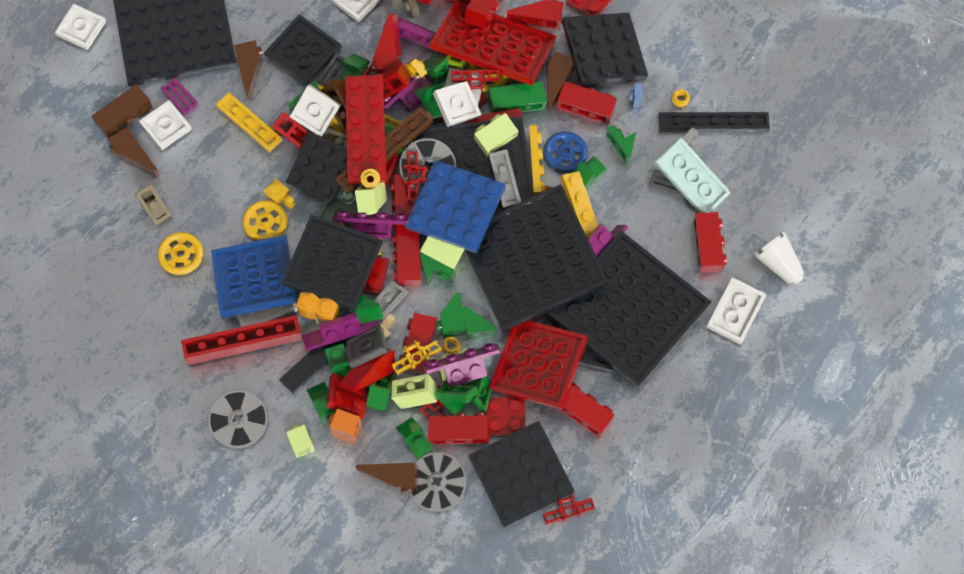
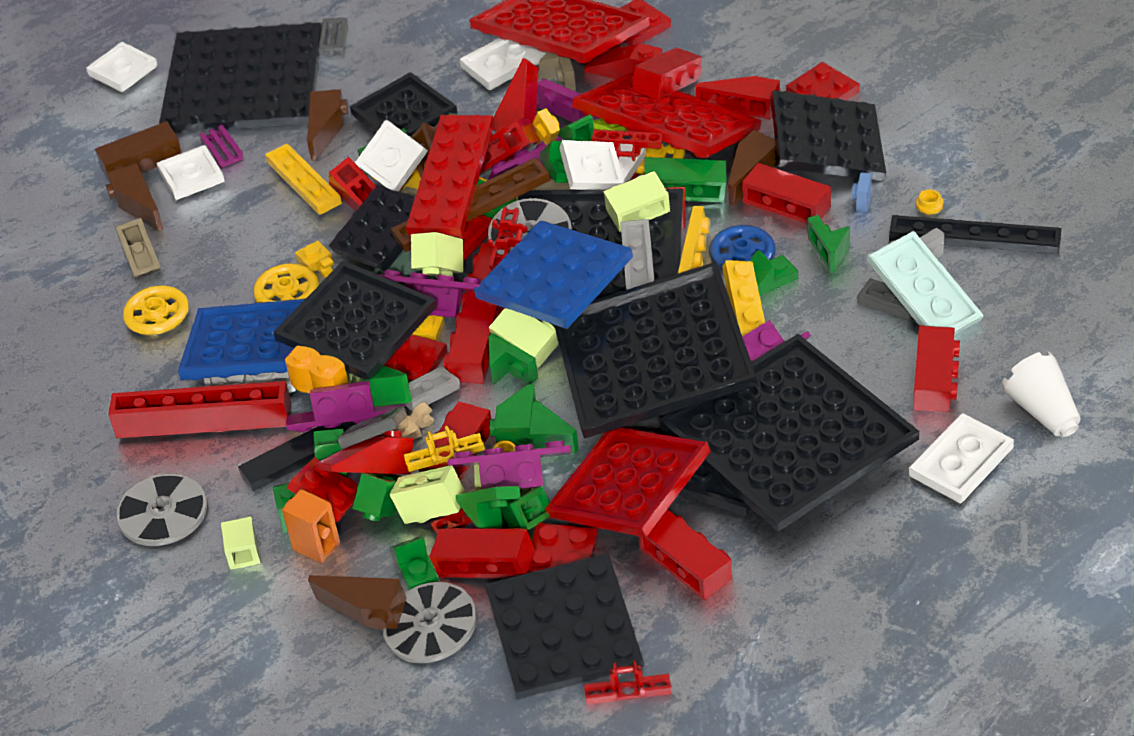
camera: 20 degrees right, 25 degrees down
(372, 172) = (442, 225): yellow plate -> none

